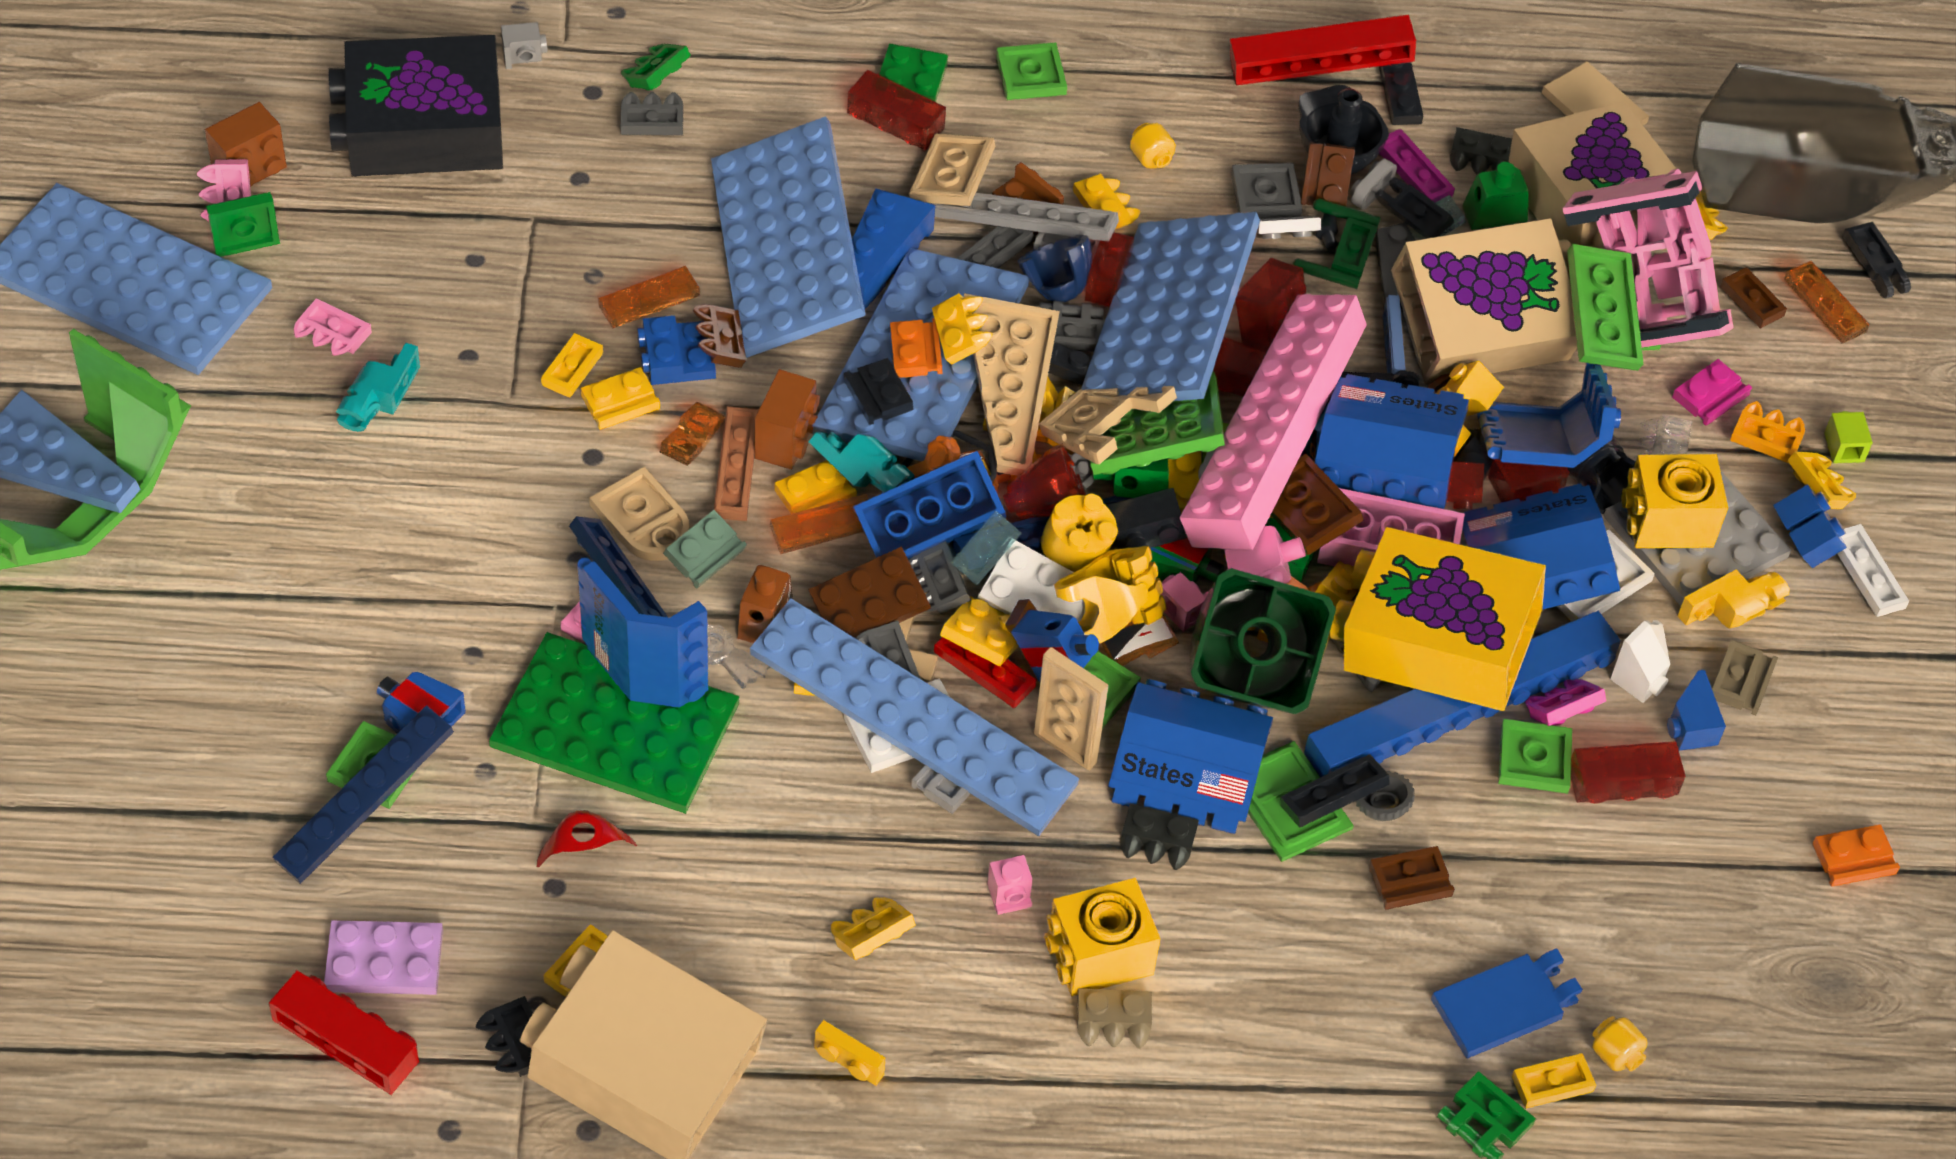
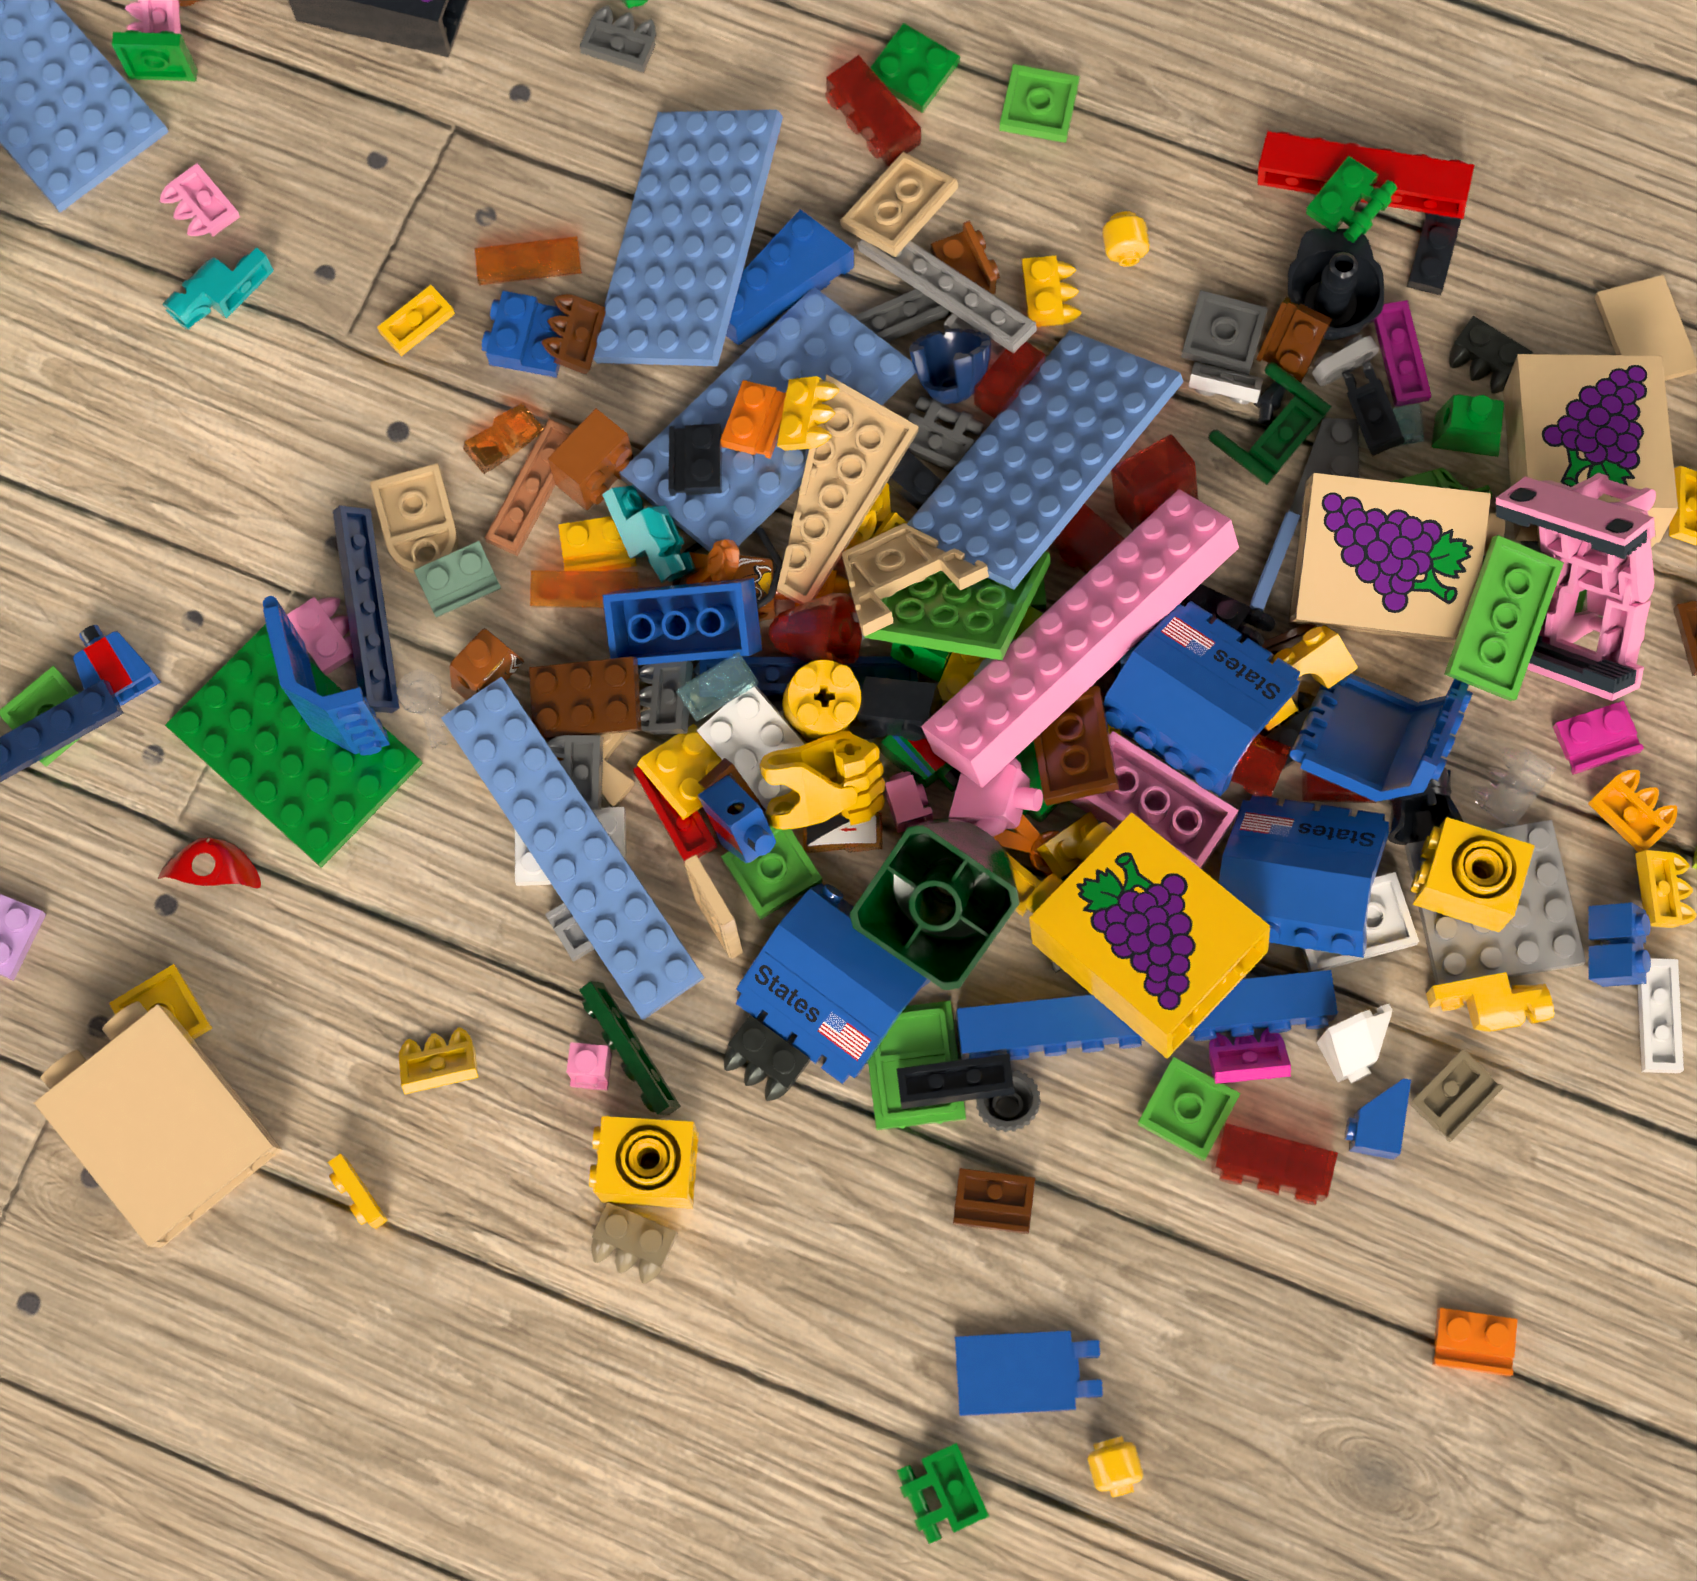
camera: 30 degrees right, 20 degrees up
(510, 1023) = (59, 1039): black plate -> none
(620, 398) = (450, 372): yellow plate -> none
(1049, 868) = (621, 1037): none -> dark green plate
(1316, 59) = (1343, 193): none -> green plate
(1553, 1080) = (1030, 1479): yellow plate -> none

